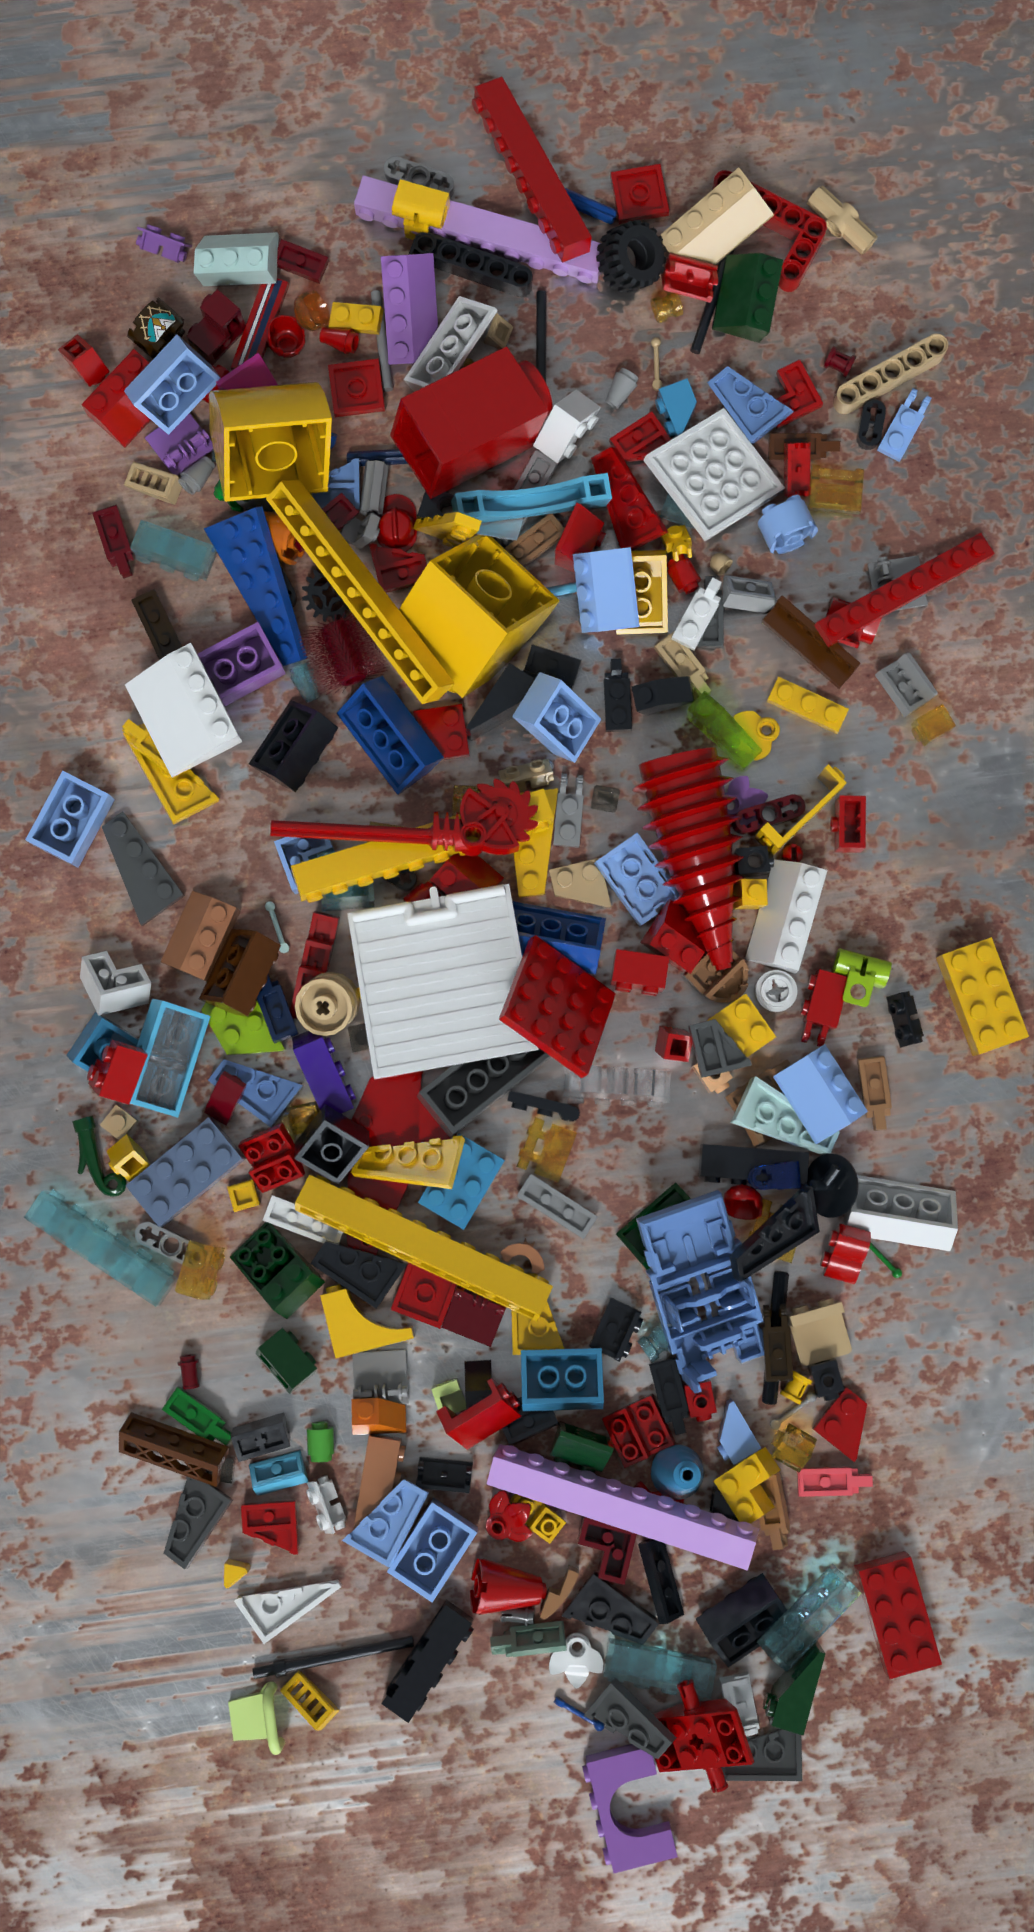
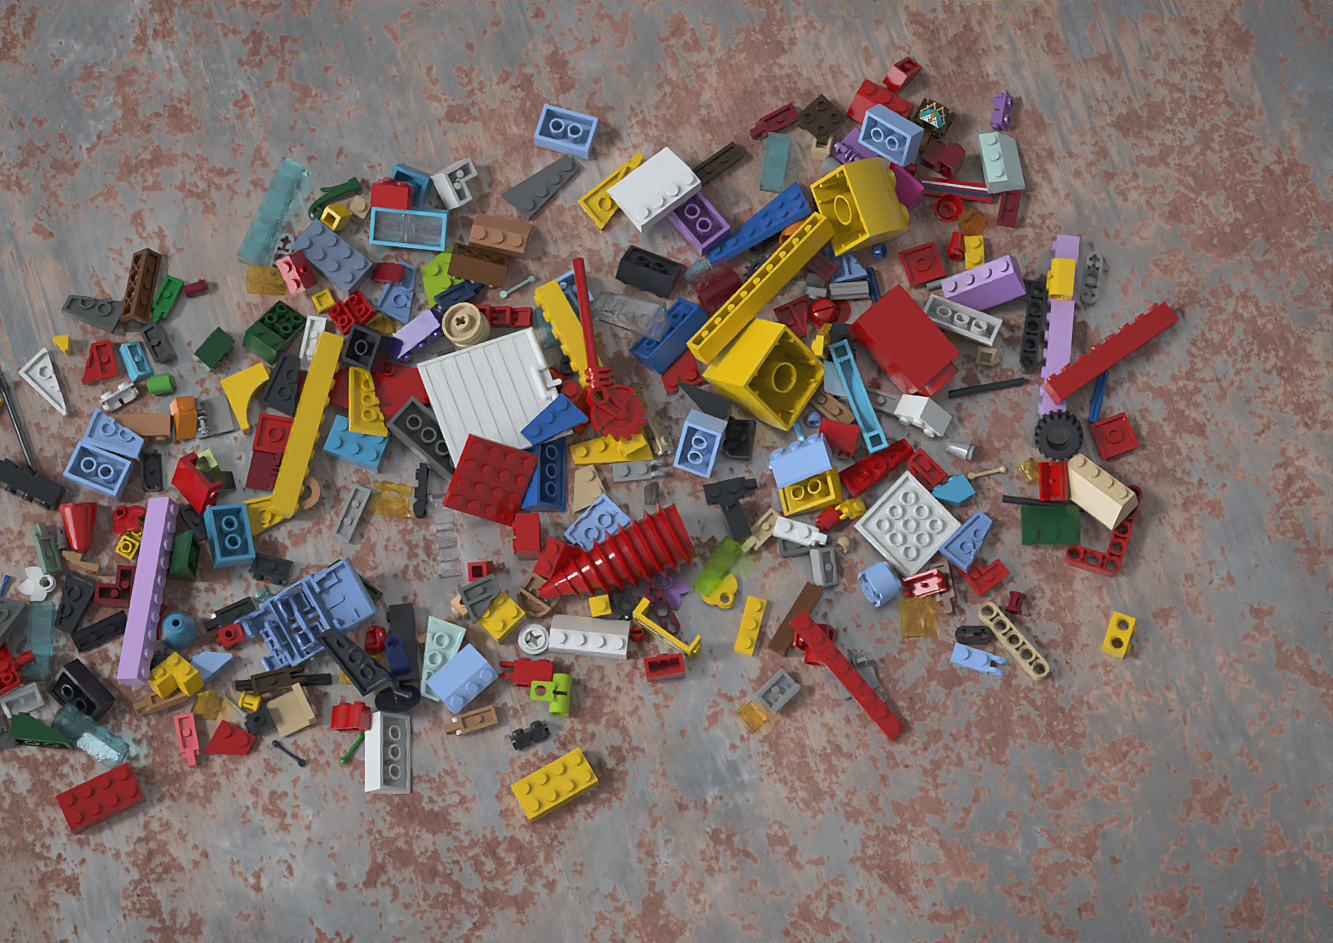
camera: 80 degrees right, 10 degrees down
(124, 477) = (820, 118): none -> dark brown hinge
(199, 1226) = (296, 272): none -> red brick
(354, 775) = (632, 313): none -> clear wedge
(492, 905) = (556, 418): none -> blue wing
(542, 568) = (814, 419): none -> medium blue hinge
(638, 1430) = (202, 598): red slope -> none
(842, 220) = (1126, 585): tan piece -> none
(889, 1330) = (301, 762): none -> black hinge
(902, 248) = (1115, 634): none -> yellow brick

